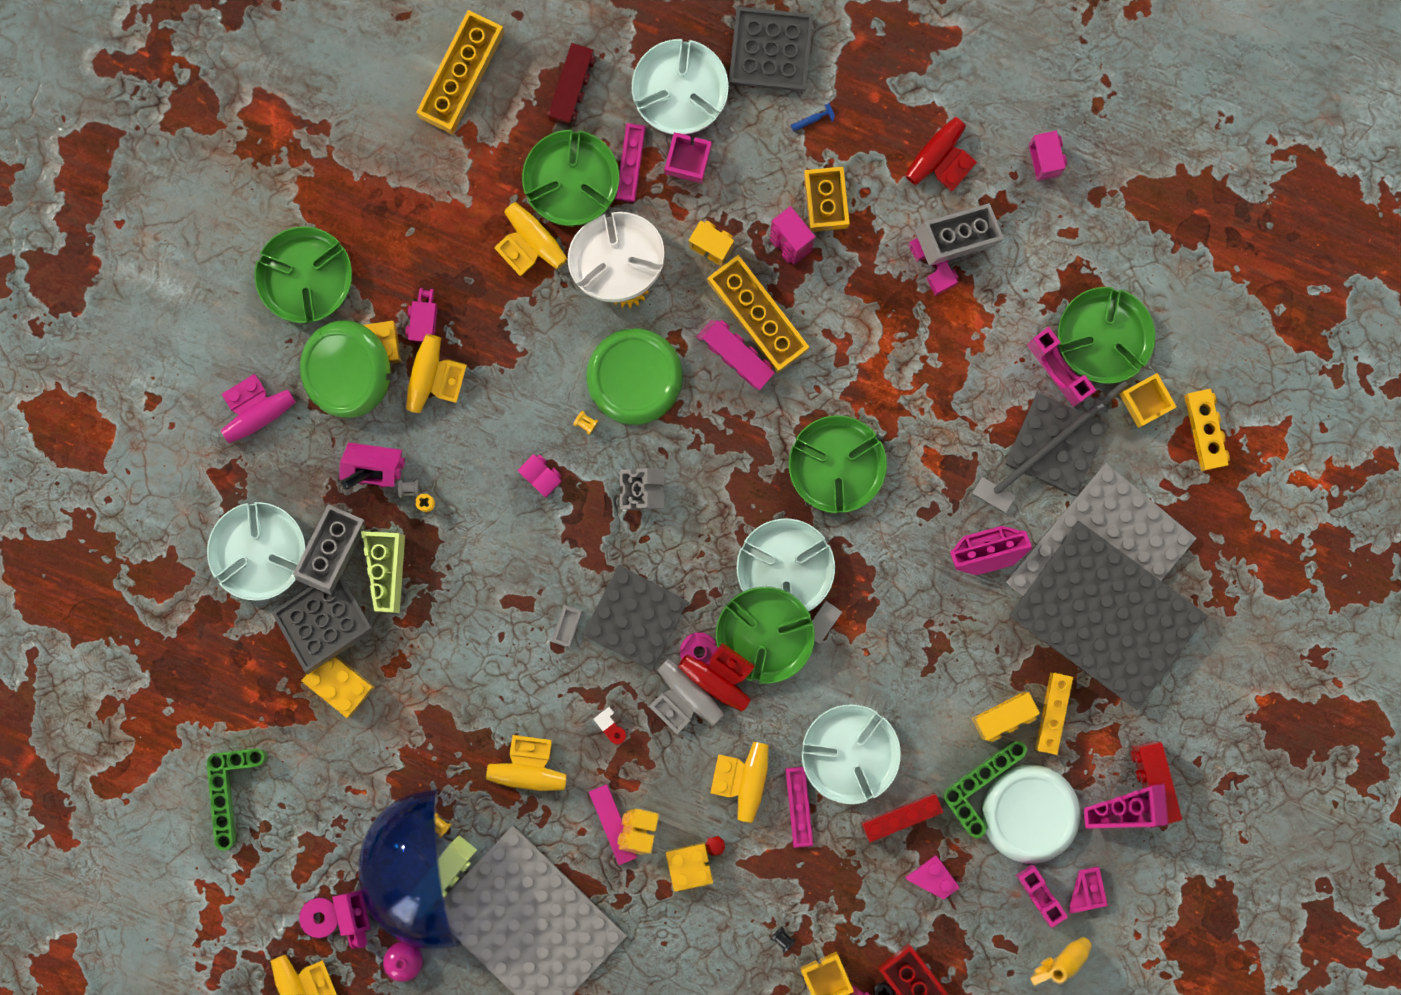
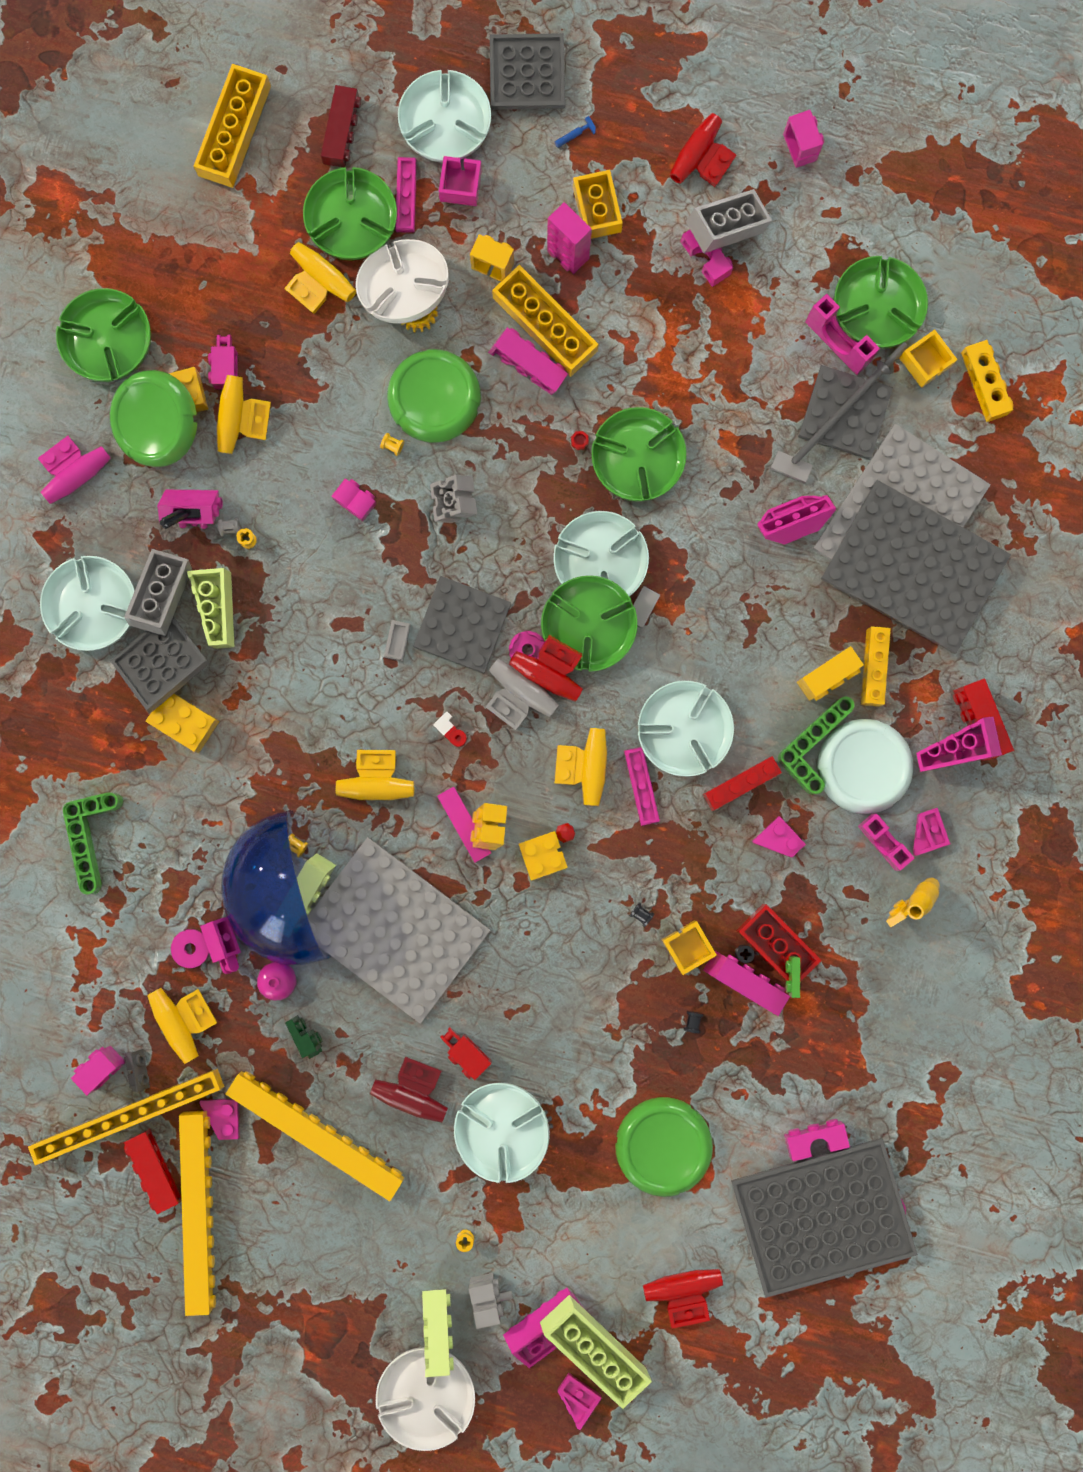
camera: 10 degrees left, 0 degrees up
(778, 441) = (579, 440): none -> red tile

